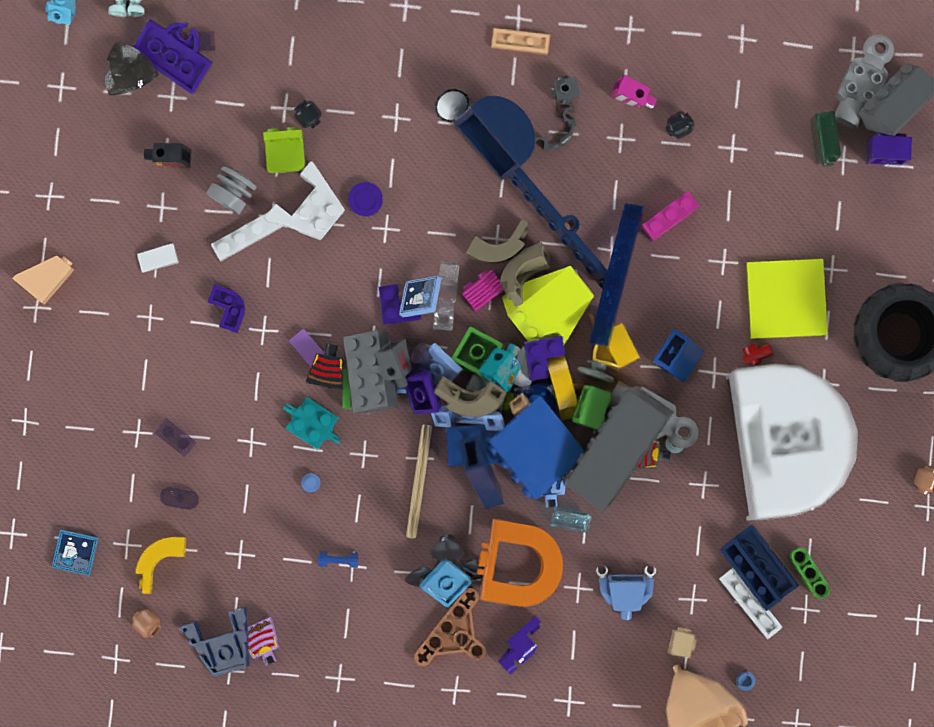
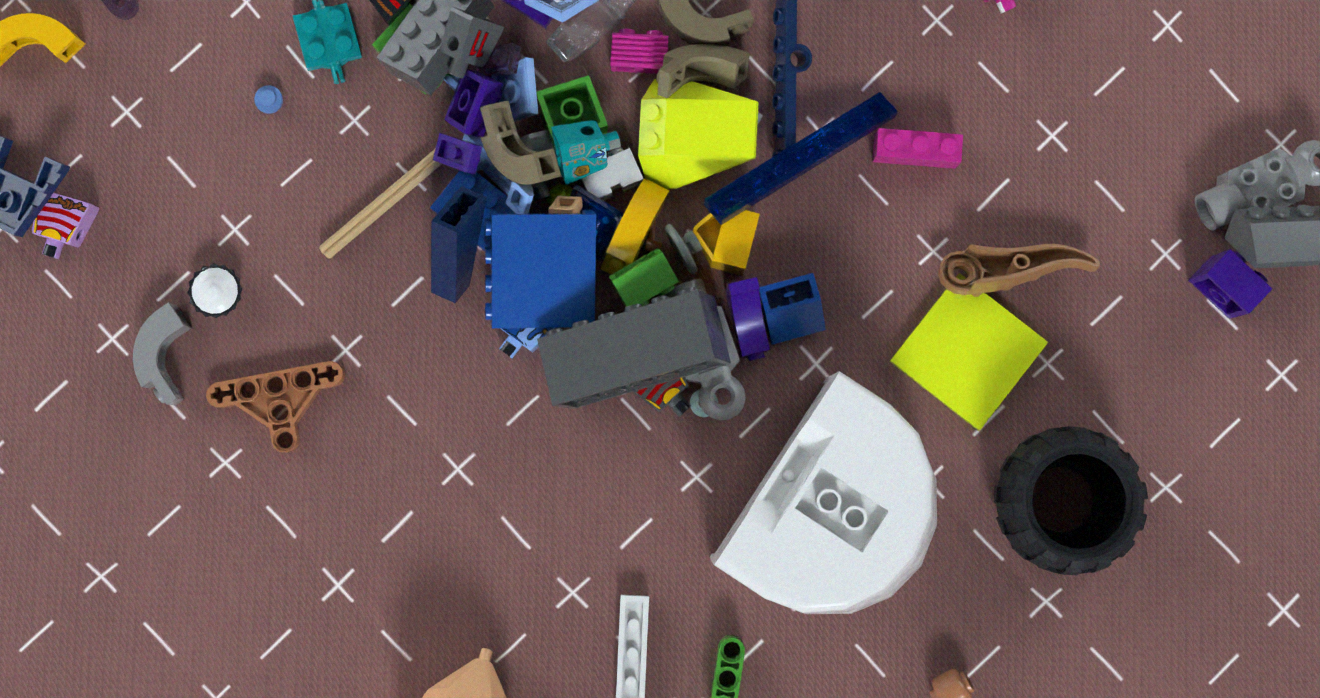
camera: 45 degrees right, 0 degrees up
(324, 559) = (207, 195): blue flag -> none
(364, 661) = (151, 349): none -> light grey arch
(373, 605) = (214, 290): none -> white piece
(439, 425) = (457, 153): none -> dark purple plate
(444, 550) = (345, 300): black plant -> none
(446, 583) = (315, 334): dark azure tile -> none
(521, 646) = (336, 478): dark purple plate -> none
(537, 353) = (640, 167): dark purple plate -> none
(549, 556) = (379, 414): orange piece -> none
(570, 520) = (514, 386): clear light blue plate -> none
(626, 592) = (505, 519): medium blue torso -> none
(661, 381) = (747, 318): none -> dark purple arch
(679, 125) = (1016, 58): black head -> none
(682, 642) = (514, 630): tan brick -> none
(753, 354) = (878, 382): red plate -> none
(759, 567) = (676, 622): dark blue slope -> none
(768, 241) = (1003, 268): none -> medium nougat animal
(825, 138) = (1169, 209): clear green brick -> none

